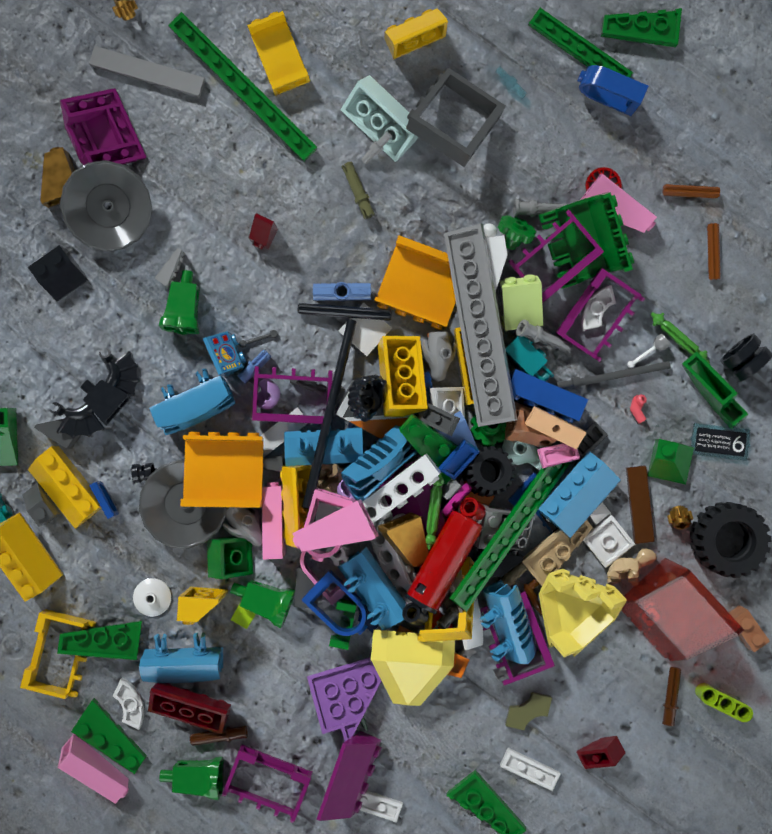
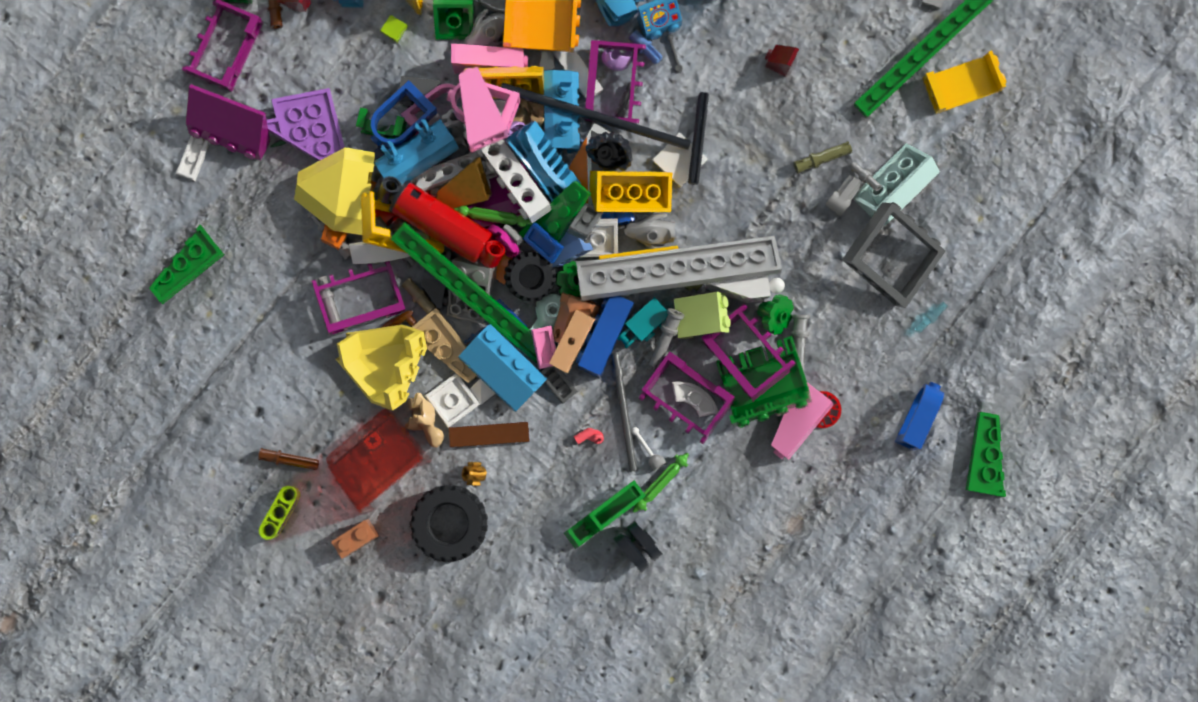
camera: 90 degrees right, 5 degrees down
(265, 600) = (407, 49): green piece -> none
(328, 291) = (718, 149): medium blue piece -> none
(400, 171) = (841, 199): none -> light grey piece
(416, 32) = (982, 219): yellow slope -> none
(418, 284) = (724, 212): light orange panel -> none
(510, 623) = (374, 291): dark azure piece -> none
(522, 714) = (277, 303): olive tile -> none
(530, 769) = (221, 311): white tile -> none
(574, 43) = (966, 389): green tile -> none
(601, 753) = (234, 383): dark red slope -> none
(670, 461) = (532, 467): green slope -> none
(691, 191) = (814, 500): dark orange axle -> none
(713, 251) = (750, 521): dark orange axle -> none
(720, 441) = (550, 521): piece -> none

